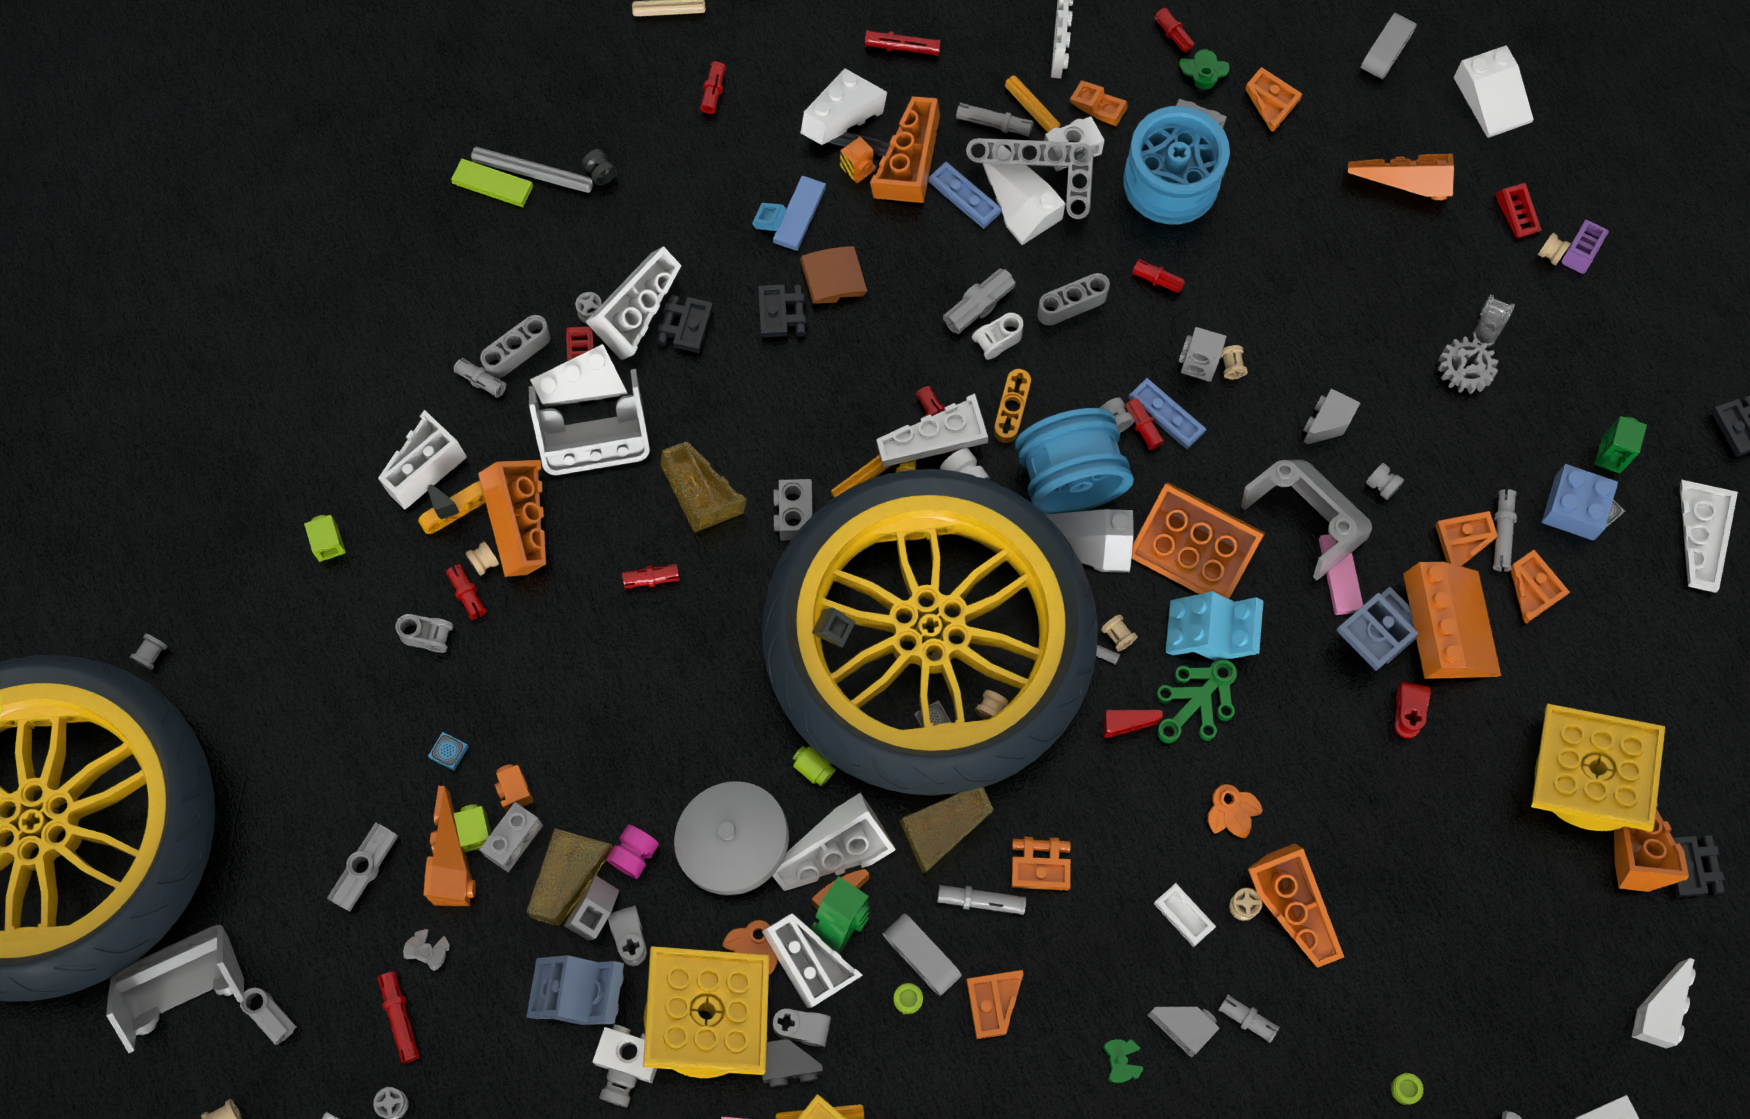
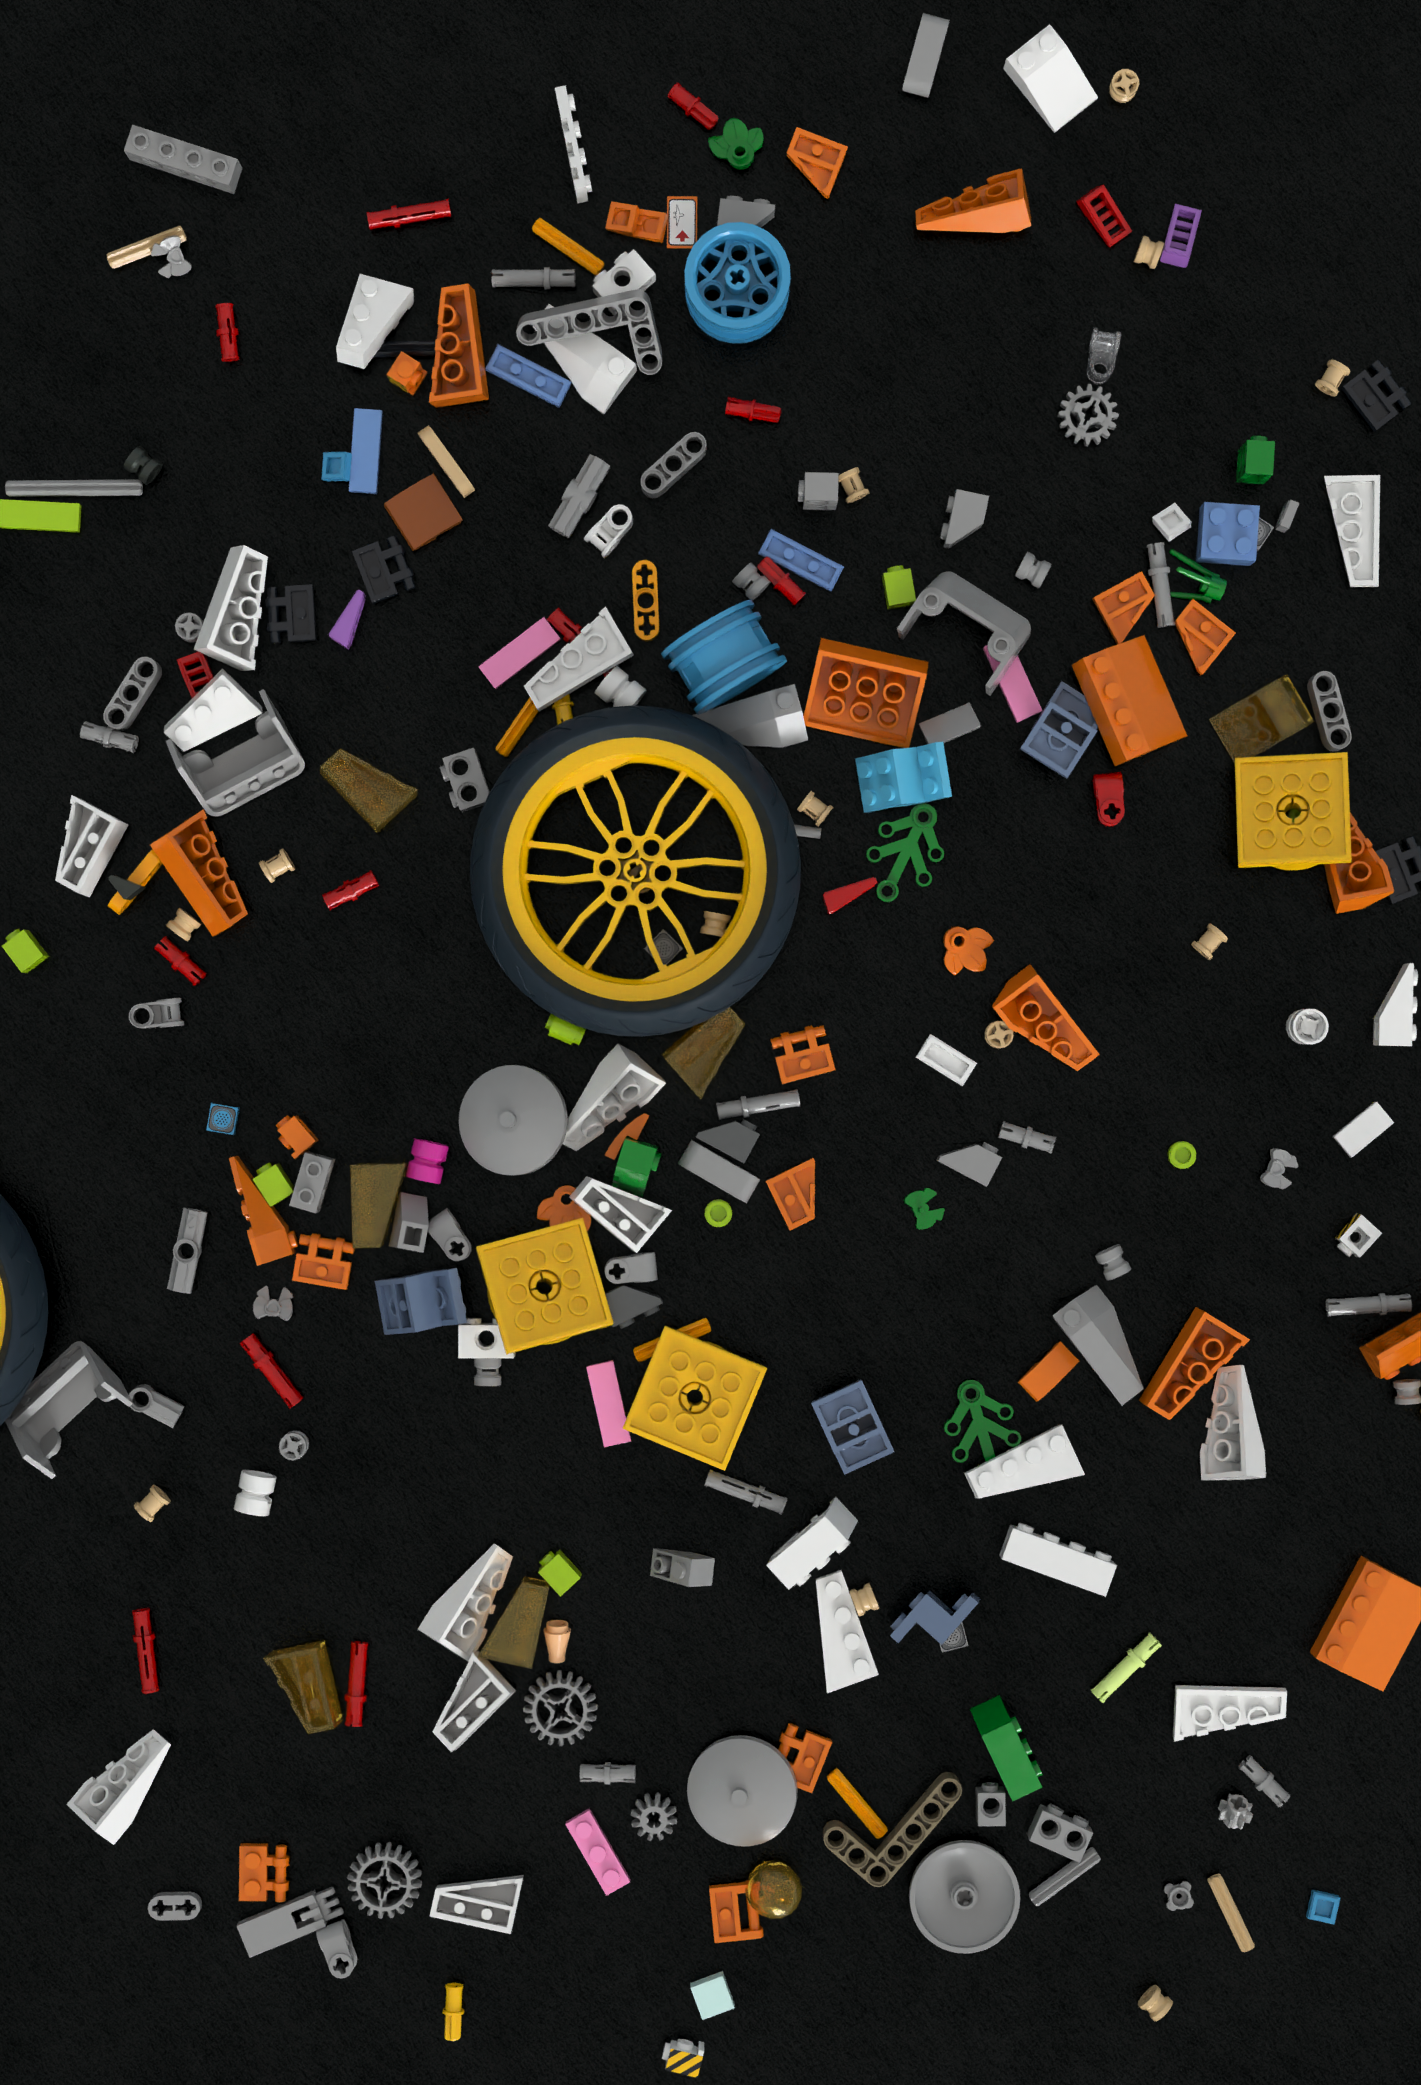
camera: 20 degrees left, 20 degrees up
(488, 930) = (322, 1270): none -> orange plate
(589, 533) = (277, 865): none -> tan bush
(689, 10) = (177, 263): none -> light grey piece
(731, 345) = (346, 625): none -> medium lavender slope
(833, 626) = (545, 908): pearl dark grey slope -> none
(868, 239) = (446, 461): none -> tan beam
(881, 416) = (519, 653): none -> bright pink tile
(944, 924) = (731, 1138): none -> dark grey slope
(1137, 110) = (681, 221): none -> white sticker
(1252, 459) = (898, 587): none -> lime brick
(1275, 596) = (950, 724): none -> light grey slope
(1483, 877) = (1209, 941): none -> tan bush
(1527, 477) = (1171, 522): none -> white plate
(1553, 544) = (1211, 584): none -> green plant
(1565, 112) = (1126, 80): none -> tan wheel
(1568, 992) = (1307, 1026): none -> white wheel
(1579, 678) = (1262, 719): none -> clear yellow slope
(1639, 503) = (1286, 516): none -> light grey tile
(1654, 680) = (1333, 698): none -> light grey beam
(1701, 403) = (1332, 378): none -> tan bush

